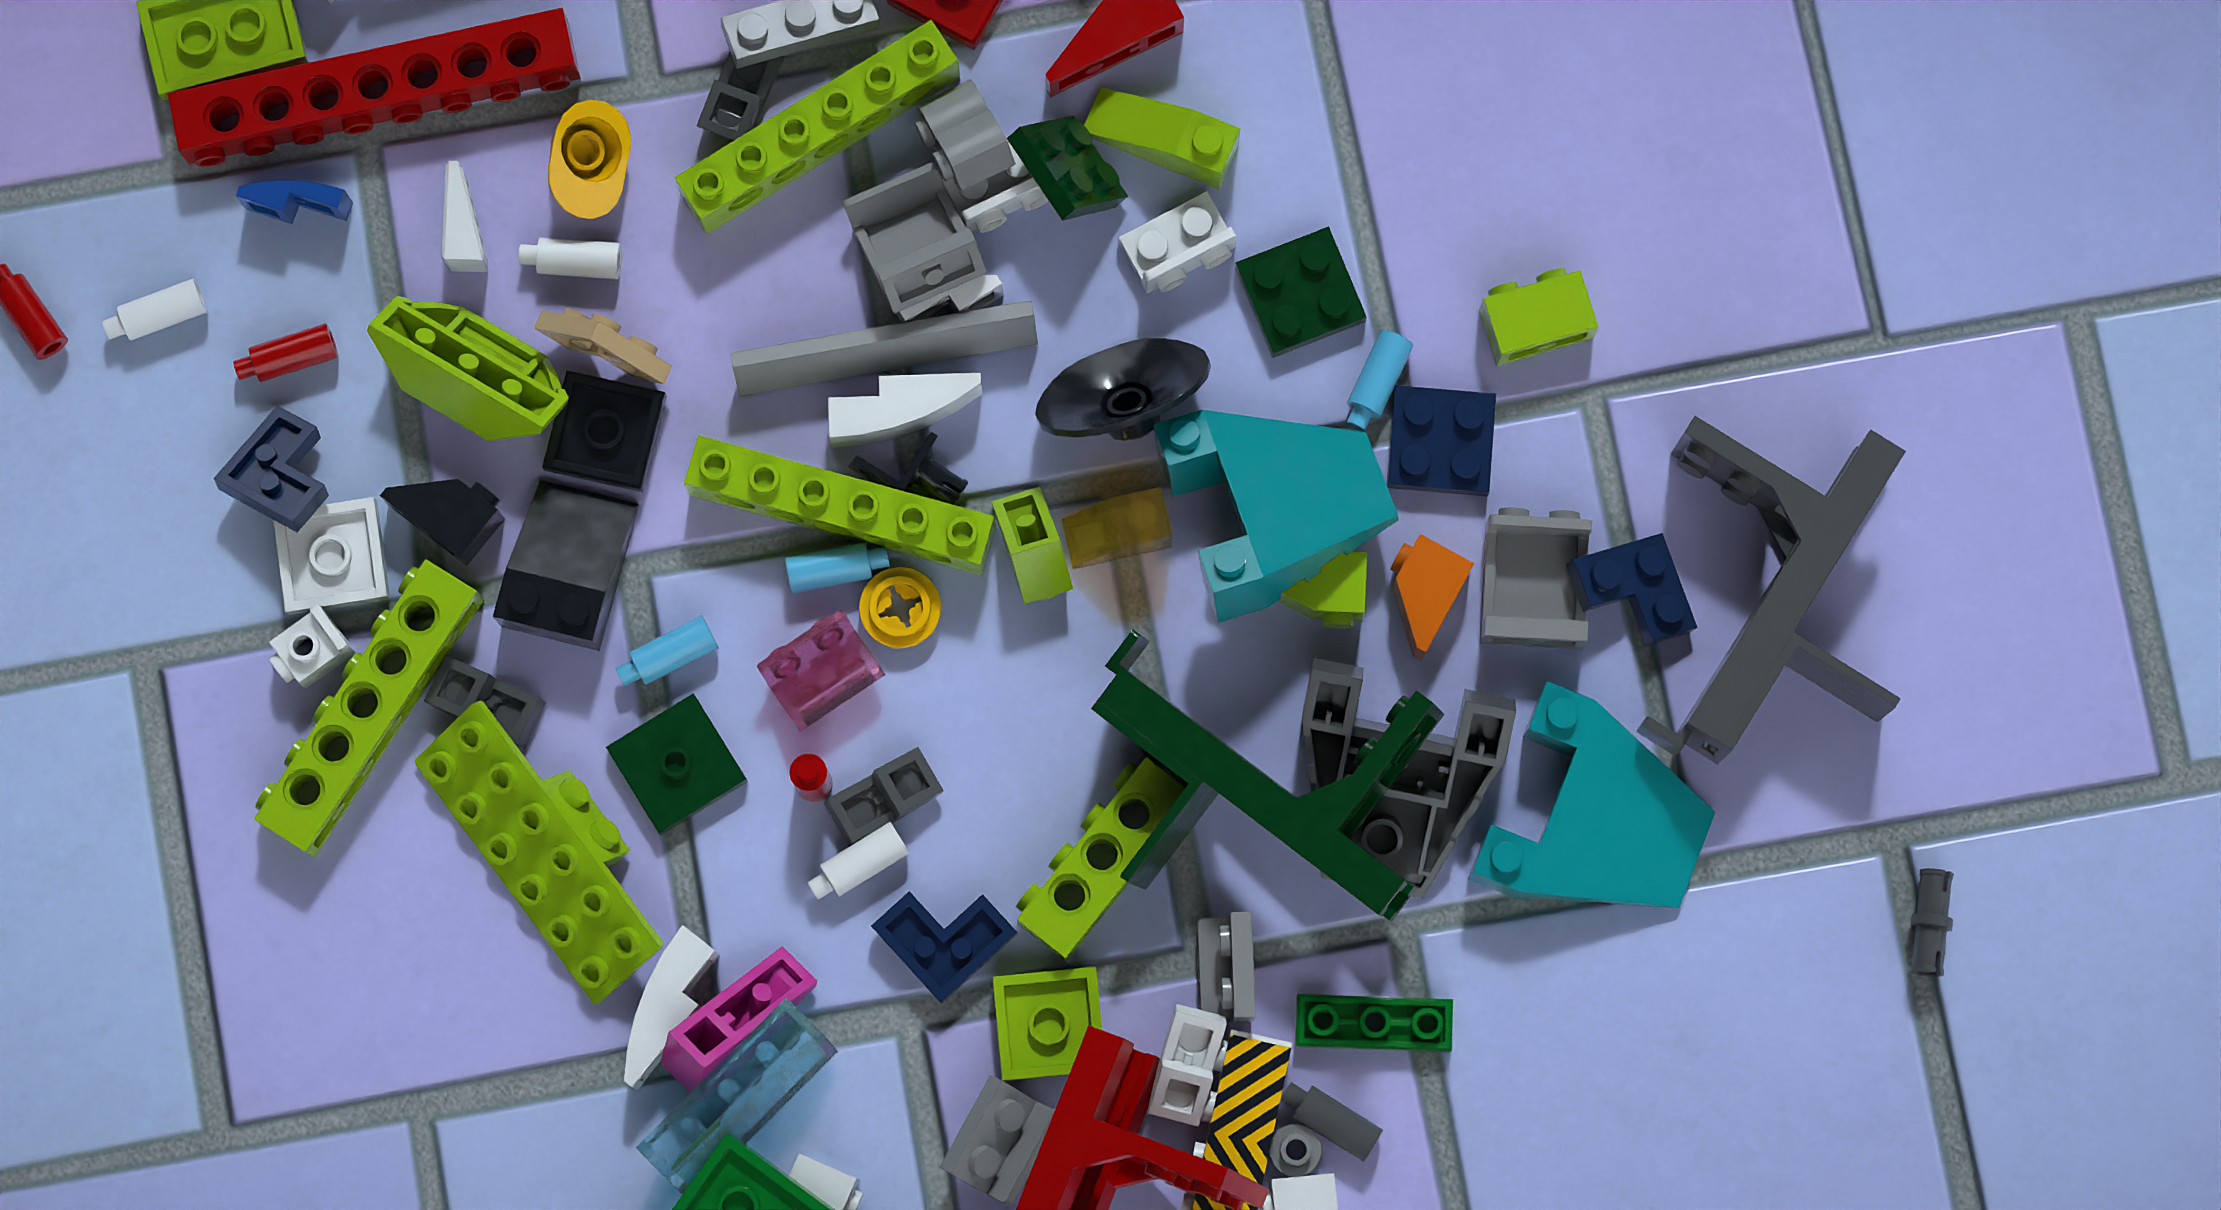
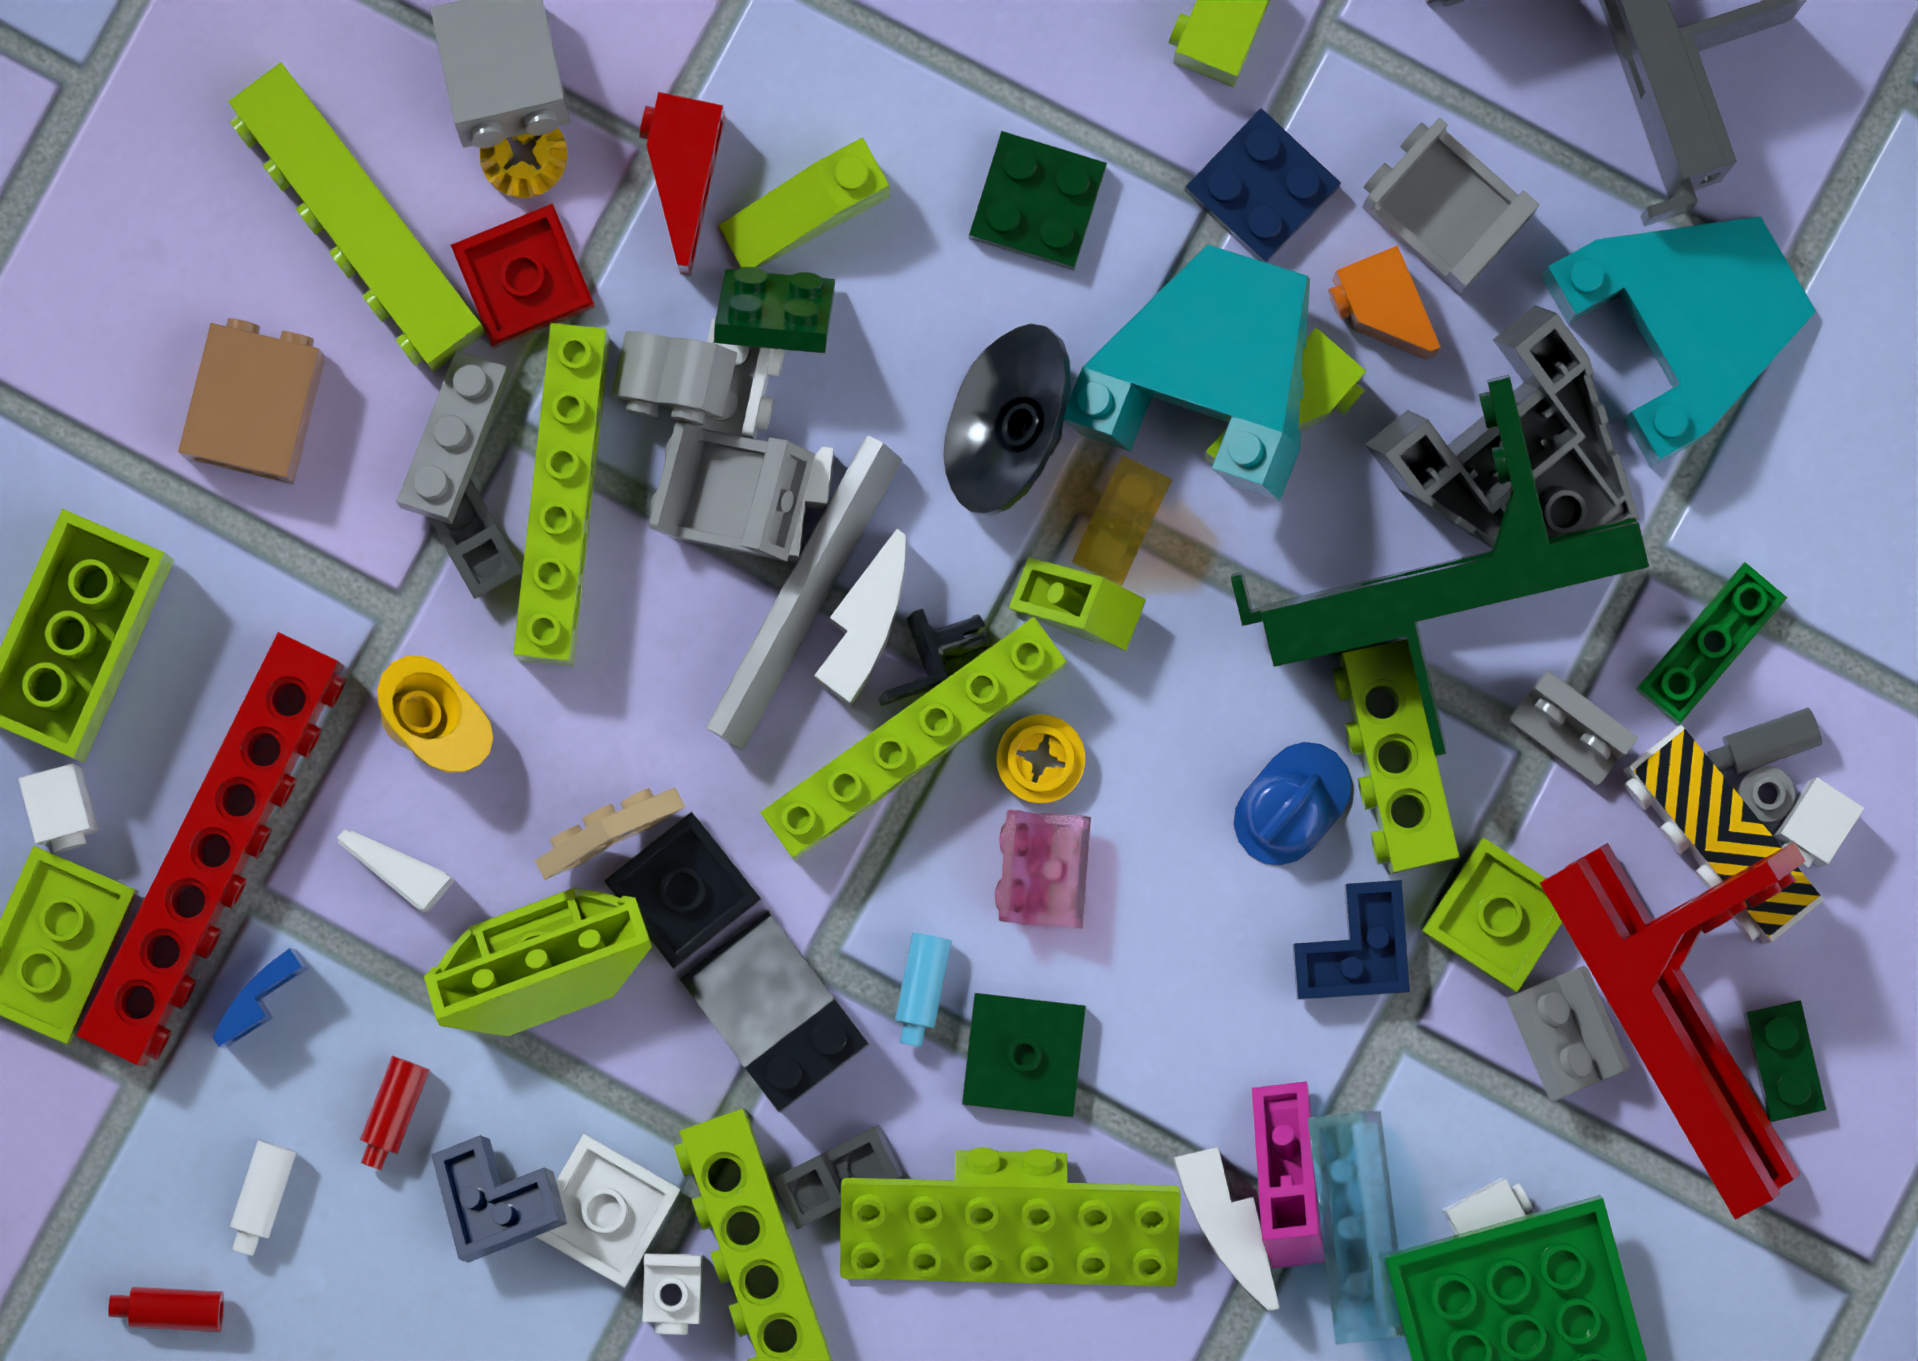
camera: 50 degrees left, 5 degrees up
(449, 514) = (650, 1080): black slope -> none
(573, 257) = (505, 797): white cylinder -> none
(810, 777) = (1132, 949): red cylinder -> none
(834, 566) = (960, 786): medium azure cylinder -> none
(859, 862) = (1233, 965): white cylinder -> none
(883, 796) = (1192, 901): dark grey slope -> none
(1013, 813) = (1292, 803): none -> blue piece
(1178, 243) = (910, 270): white bracket -> none
(1186, 1065) = (1627, 828): white slope -> none
(1378, 378) = (1167, 196): medium azure cylinder -> none
(1645, 577) = (1519, 112): dark blue plate -> none

